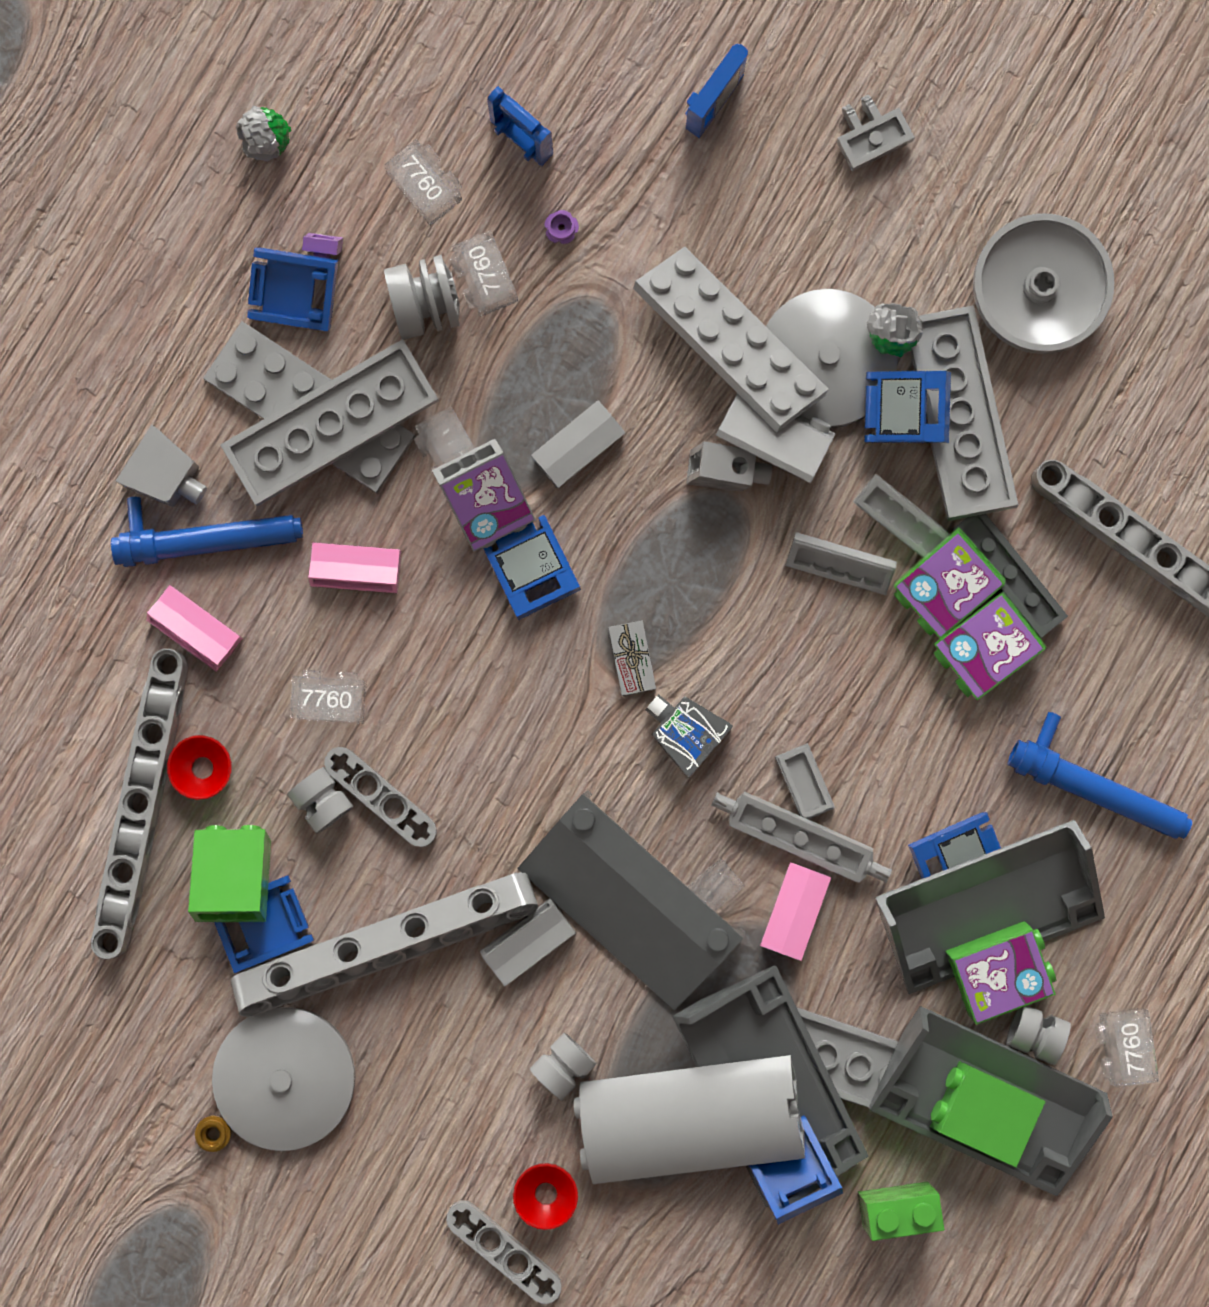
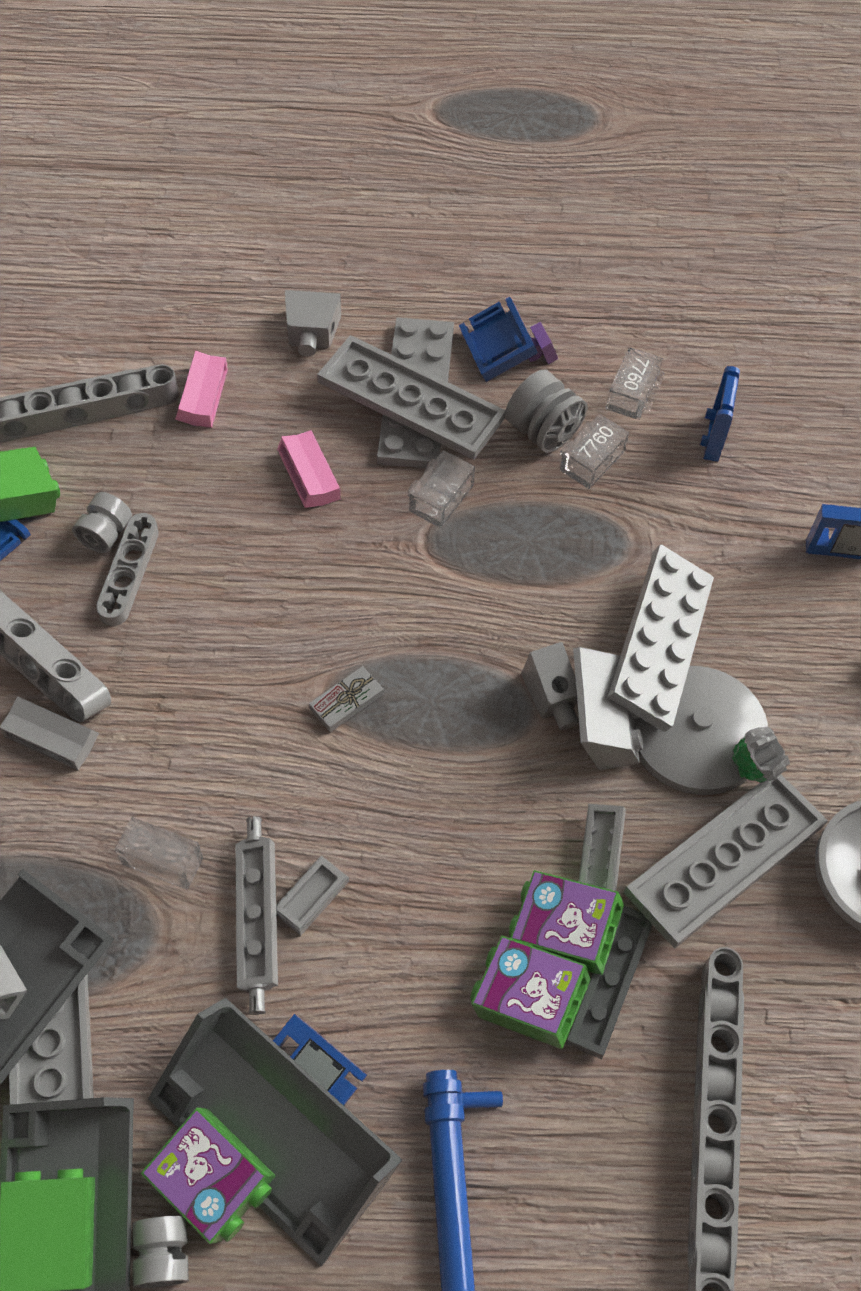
camera: 60 degrees right, 25 degrees down
(151, 546) = (250, 339): blue cylinder -> none
(181, 767) = (89, 425): red piece -> none
(263, 133) = (598, 274): light grey piece -> none
(328, 698) = (191, 495): clear brick -> none
(484, 495) = (416, 518): brick -> none
(529, 560) = (383, 580): container -> none
(561, 218) = (669, 481): medium lavender plate -> none
(577, 444) = (502, 575): light grey piece -> none
(630, 902) = (121, 795): dark grey slope -> none
(687, 731) = (302, 769): torso -> none
(795, 911) = (181, 943): bright pink piece -> none
(841, 563) = (528, 823): light grey plate -> none
(900, 405) = (696, 793): container -> none

